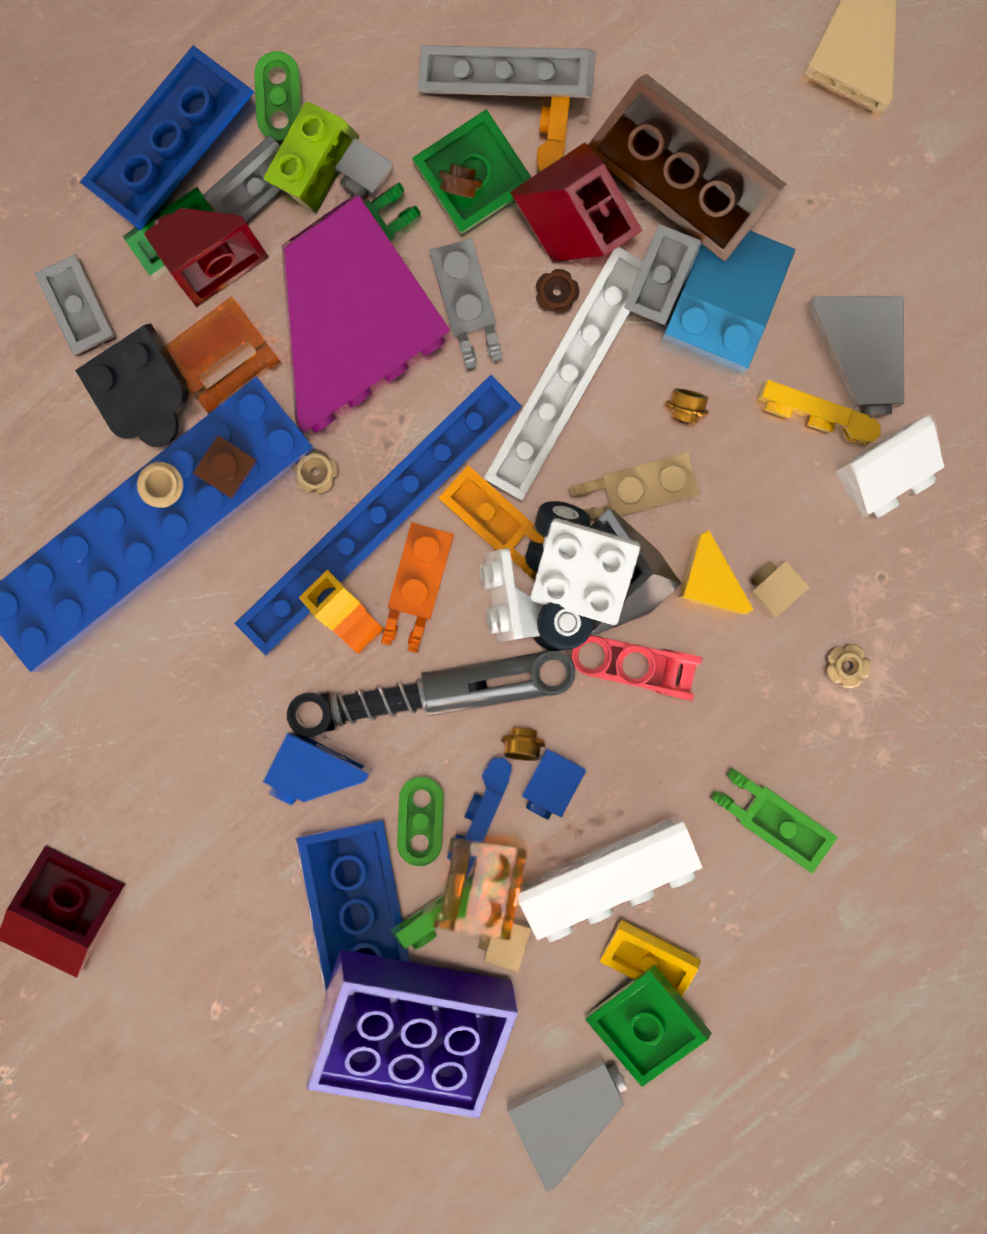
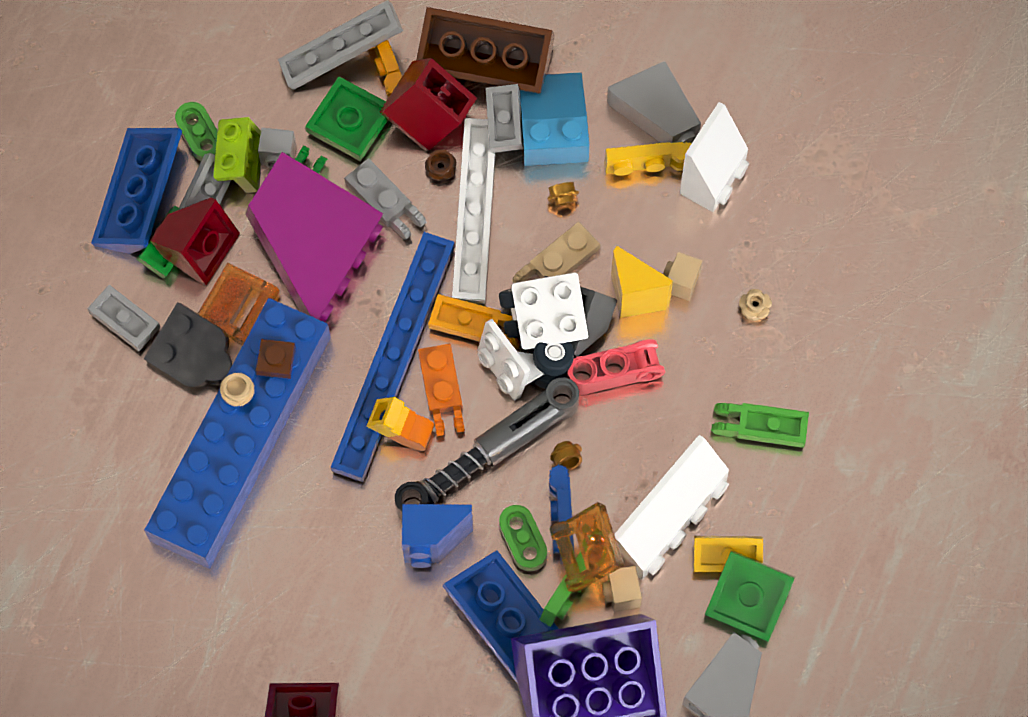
camera: 25 degrees left, 20 degrees down
(319, 483) = (337, 340): tan plate -> none
(460, 180) = (343, 121): reddish brown plate -> none
(552, 784) = (600, 469): blue brick -> none

